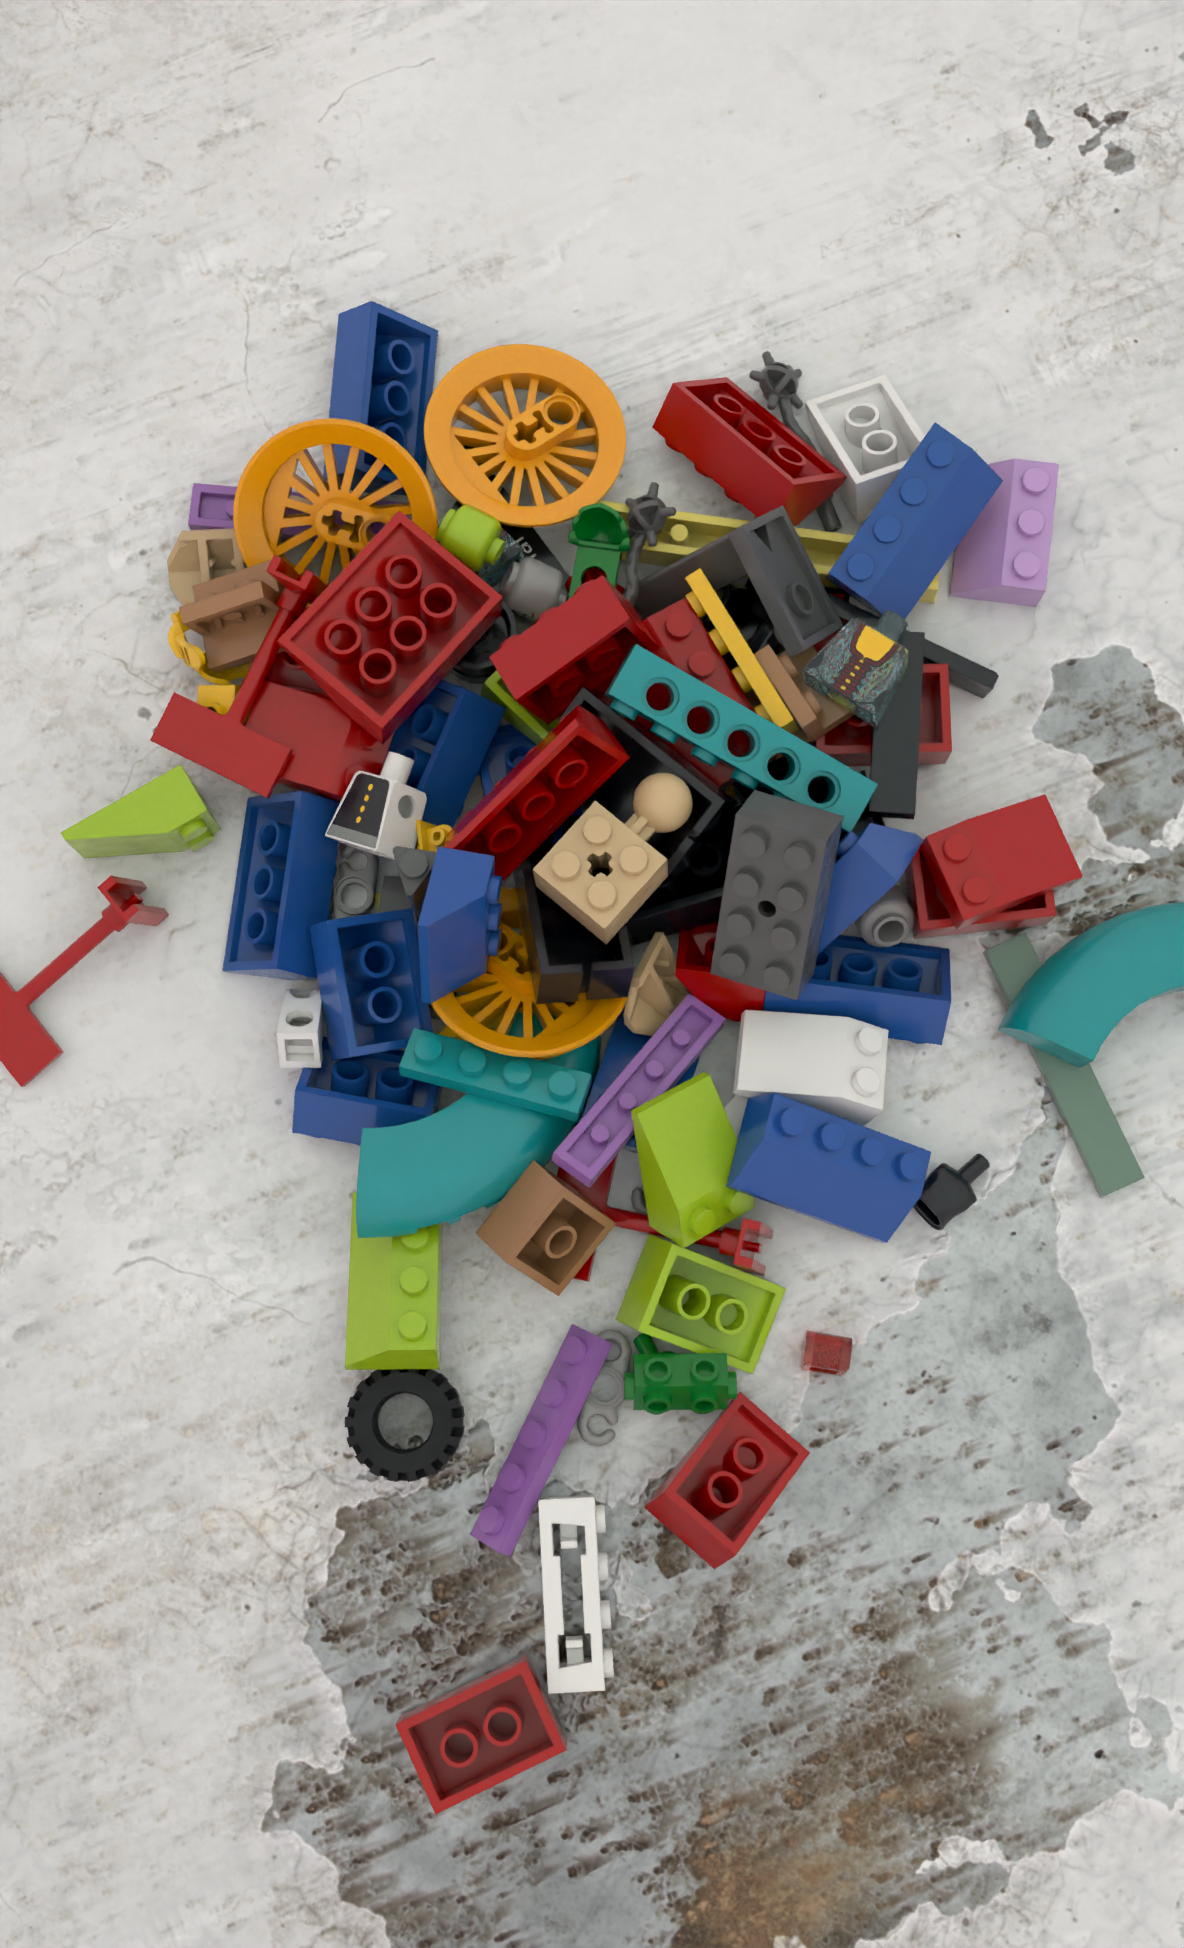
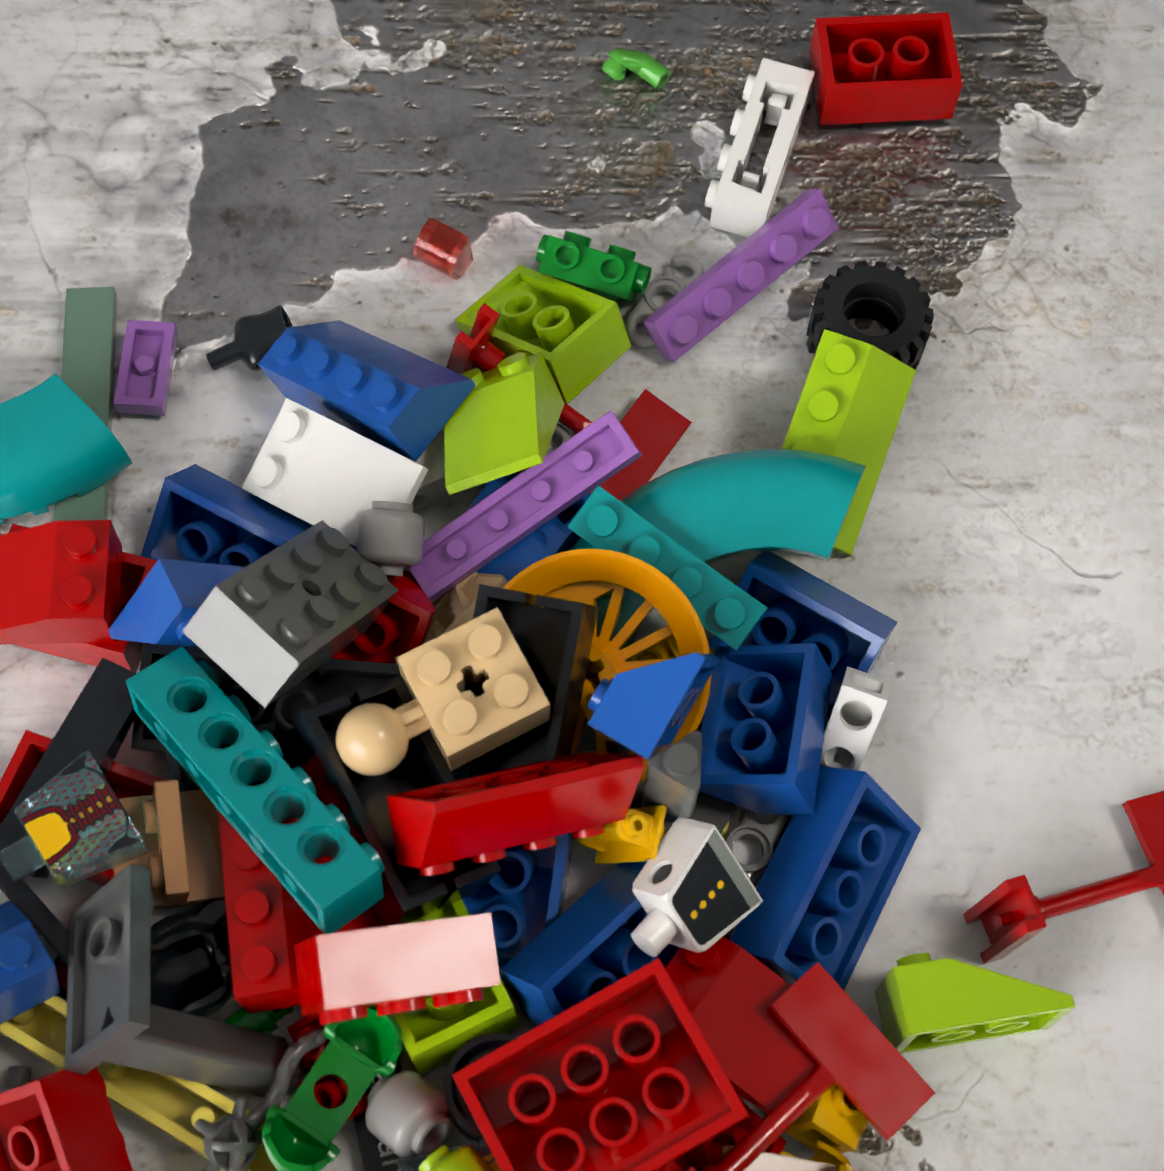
camera: 165 degrees left, 15 degrees down
(545, 1228) = (678, 422): medium nougat brick -> none
(727, 1481) = (583, 180): red slope -> none
(729, 639) = (207, 930): yellow plate -> none
(735, 1654) = (639, 63): none -> bright green arm
(737, 1017) = (391, 536): none -> light grey head
(1033, 1127) = (146, 368): none -> medium lavender plate

